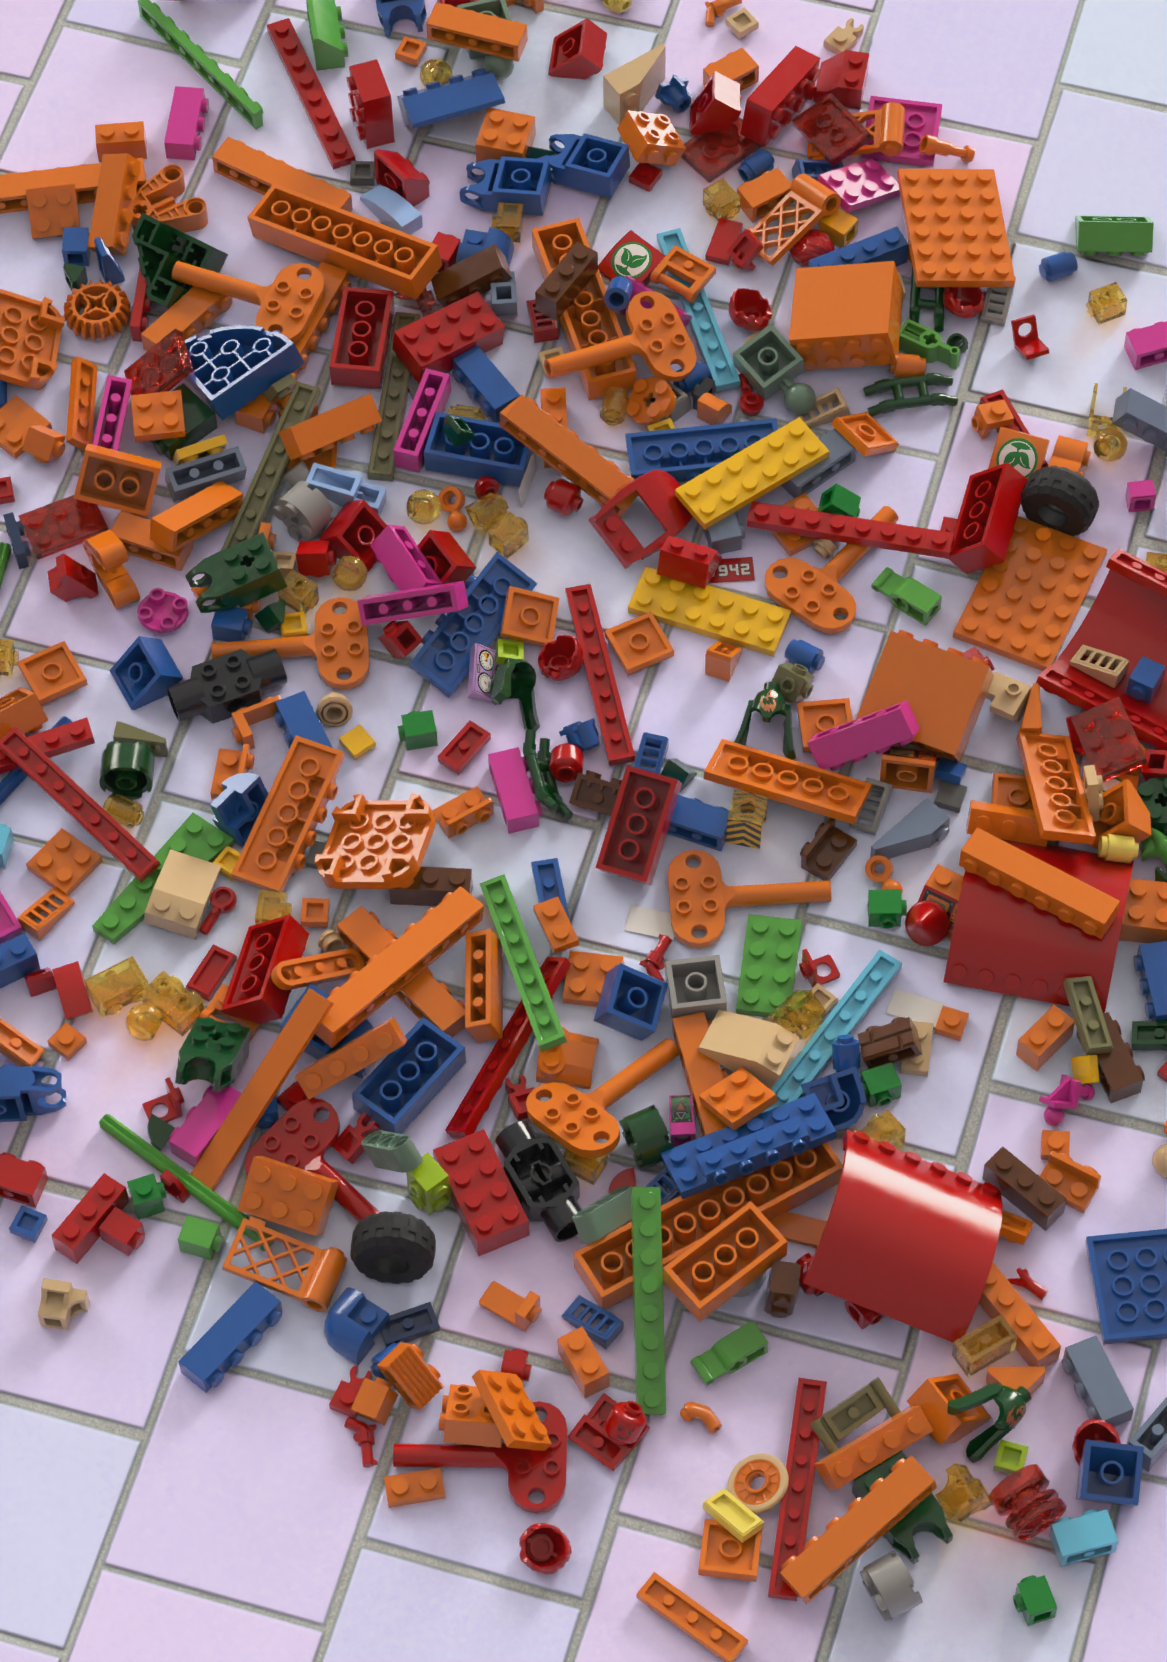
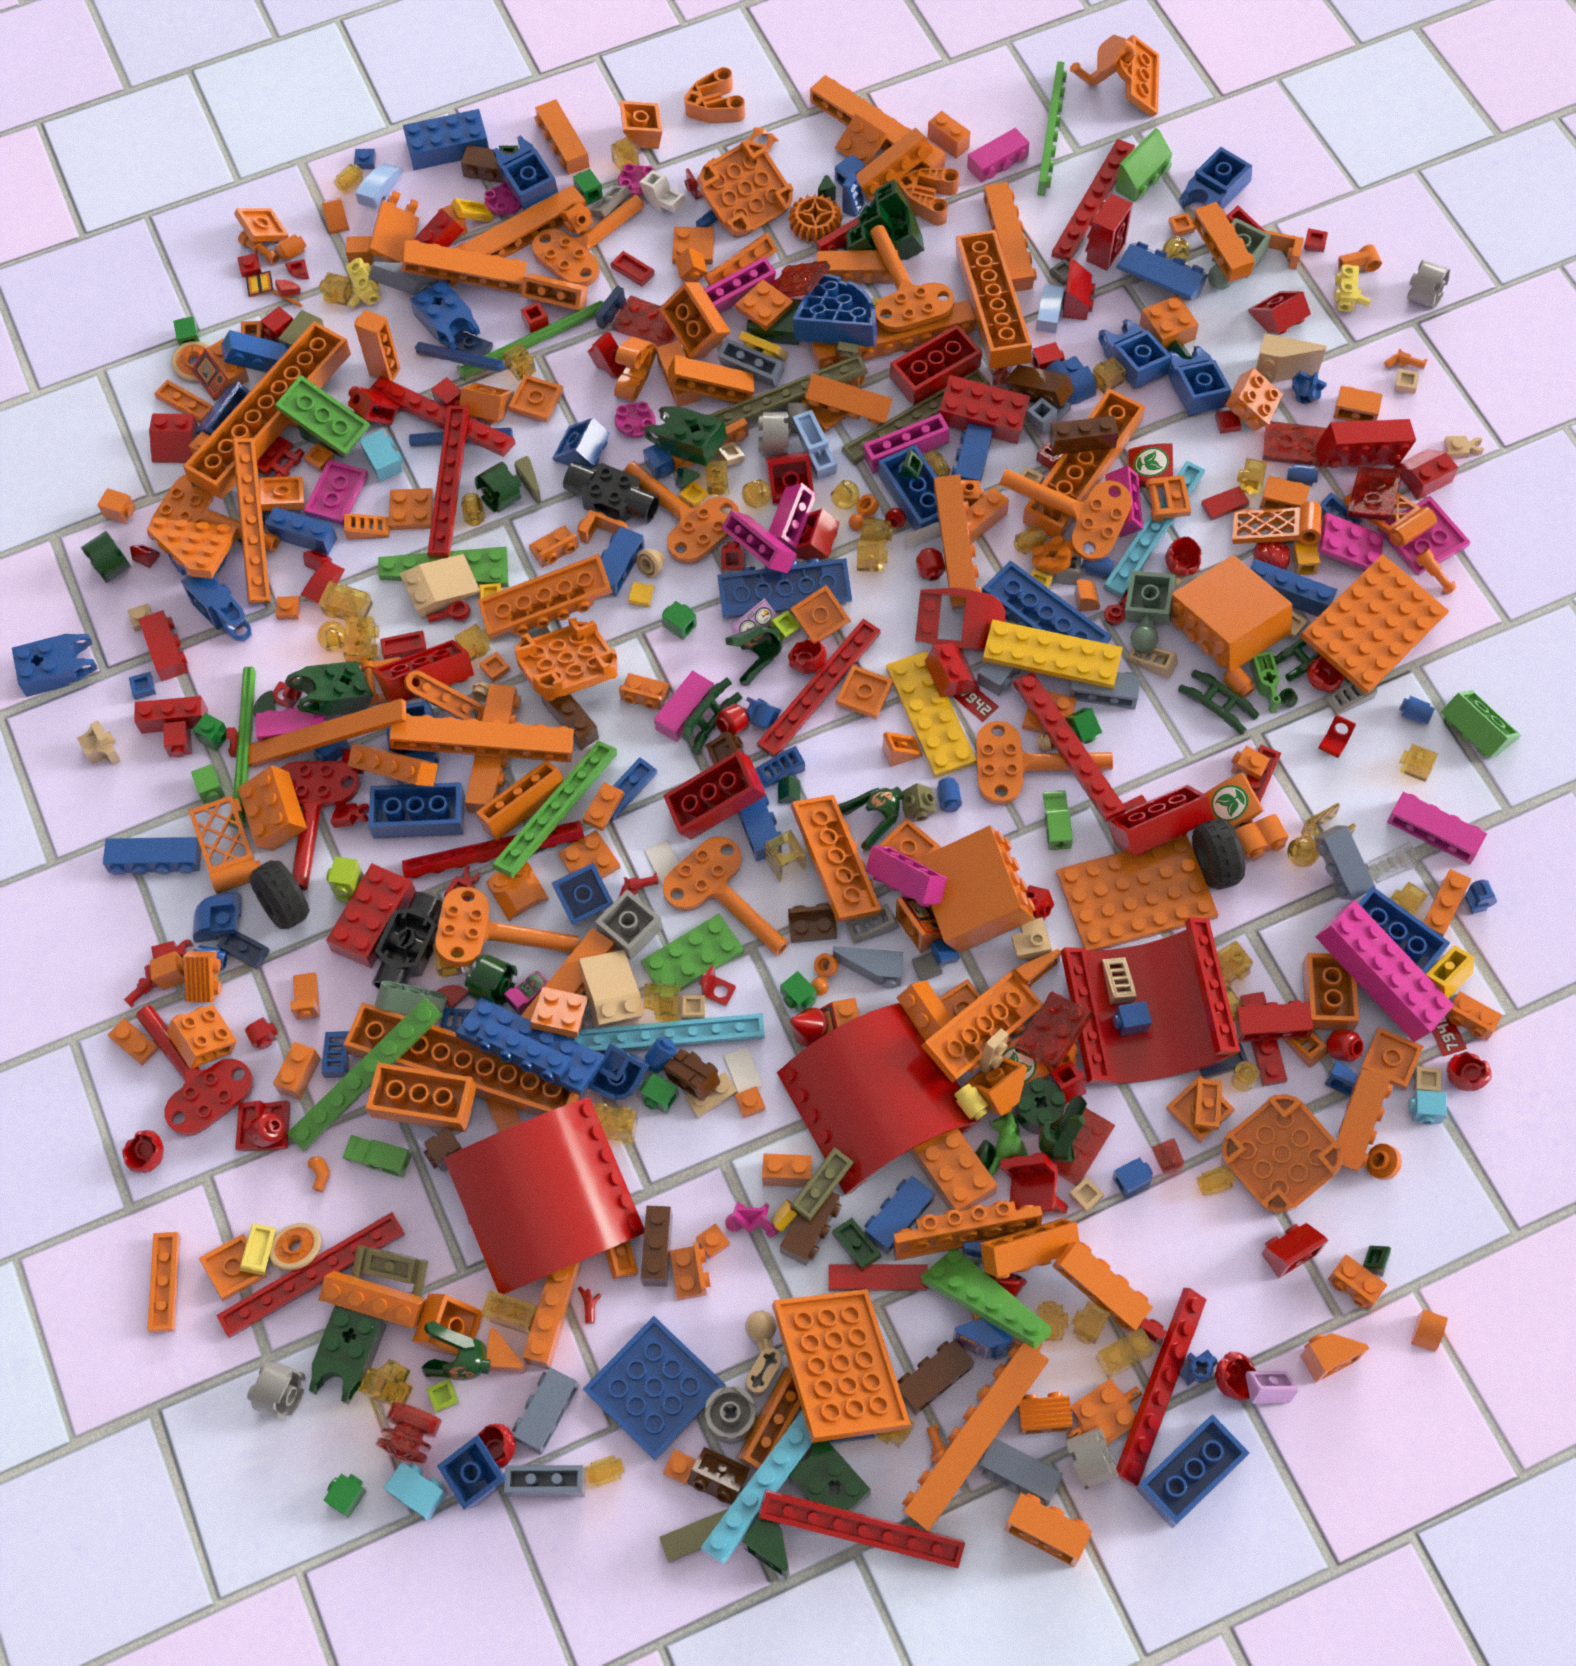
camera: 50 degrees right, 5 degrees up
(239, 805) = (525, 563): blue brick -> none
(315, 558) = (747, 466): red brick -> none
(392, 1151) = (343, 839): sand green beam -> none
(464, 747) = (691, 654): red plate -> none
(512, 1410) = (213, 1054): orange plate -> none
(618, 293) = (1106, 471): blue brick -> none
(707, 385) = (1095, 577): black plate -> none
(715, 105) = (1319, 414): red slope -> none
(745, 250) = (1225, 517): red bracket -> none
(858, 1529) = (293, 1336): orange brick -> none
(865, 434) = (1156, 697): orange tile -> none
(1039, 883) = (885, 1072): orange brick -> none
(1140, 495) = (1282, 902): dark pink slope -> none

